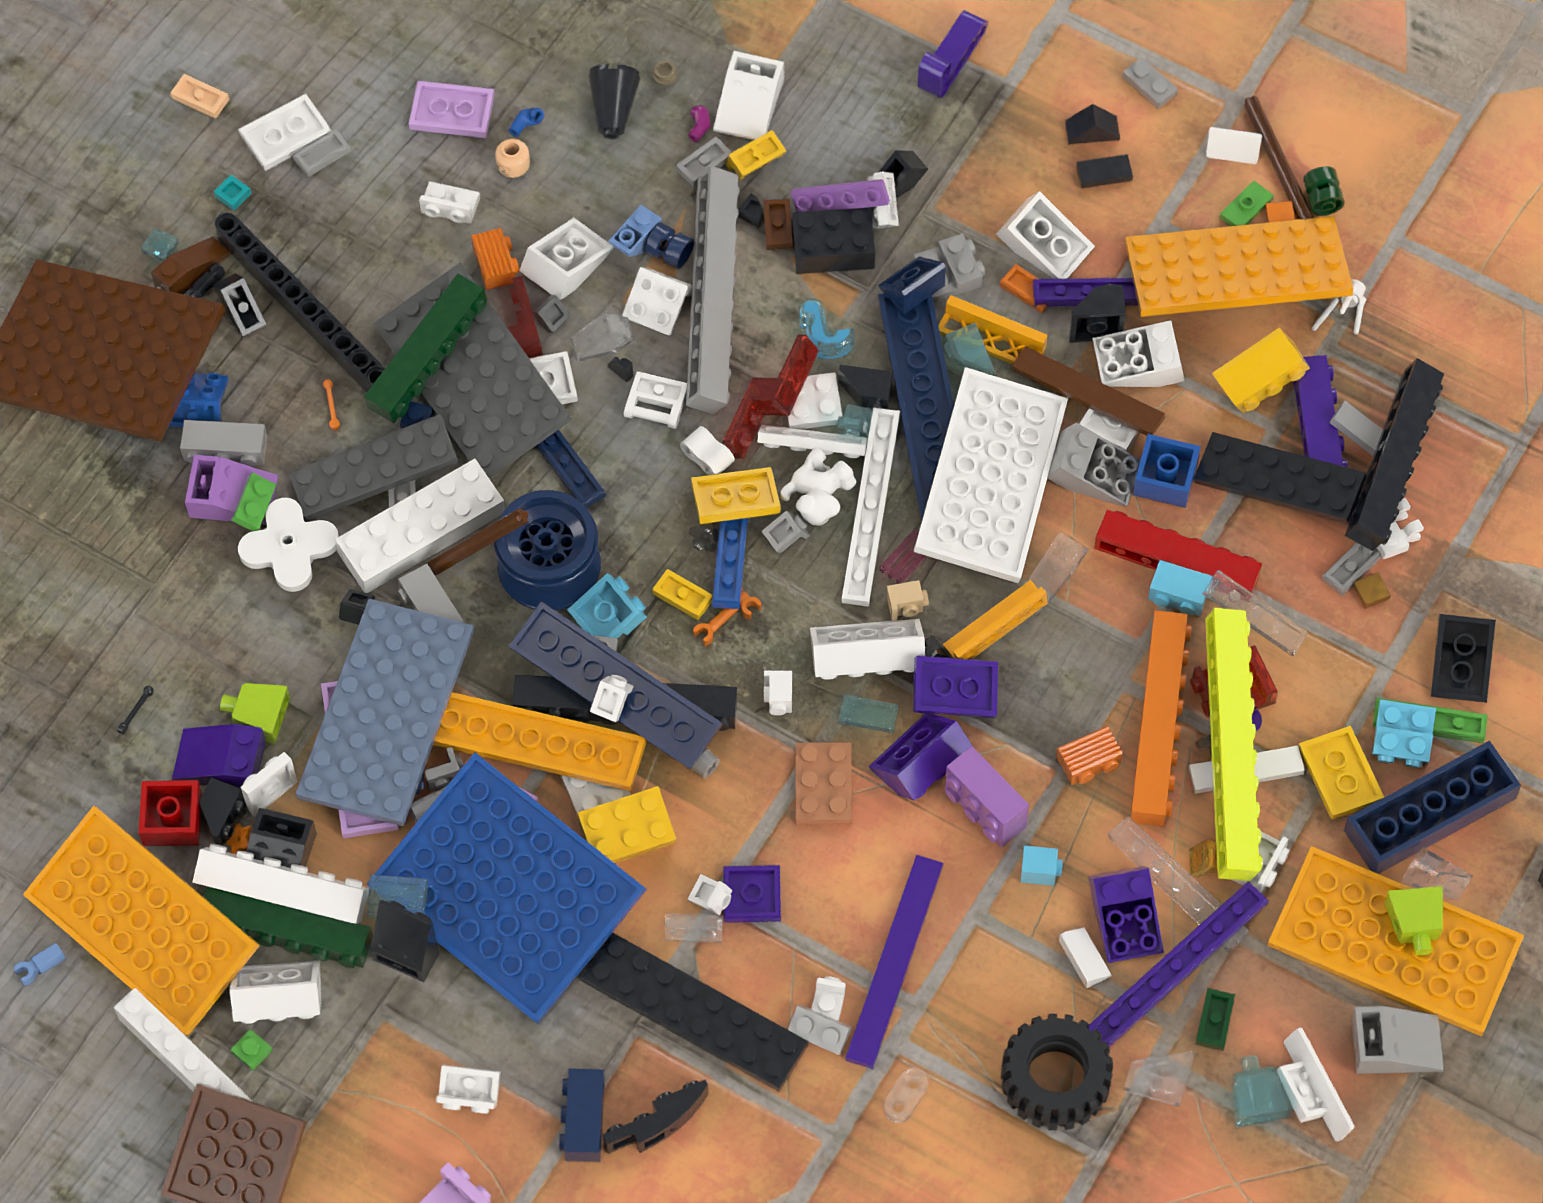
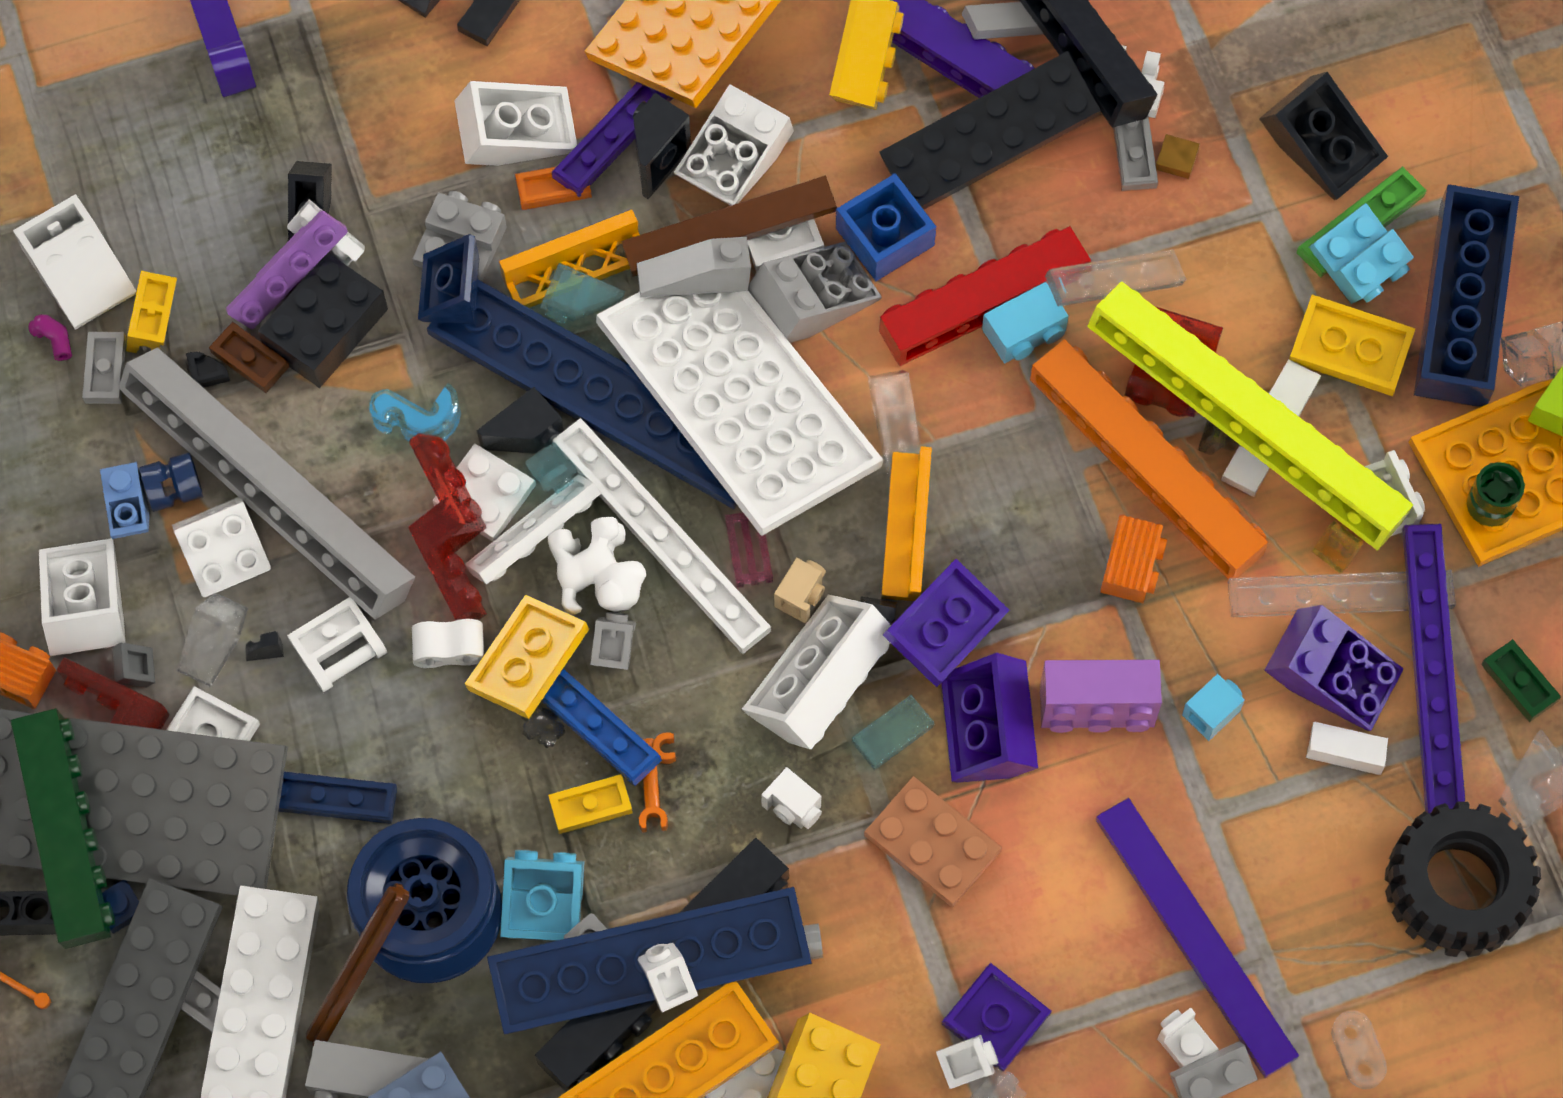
camera: 50 degrees left, 5 degrees up
(1042, 395) = (697, 269): none -> light grey slope
(1312, 912) = (1495, 494): none -> dark green wheel

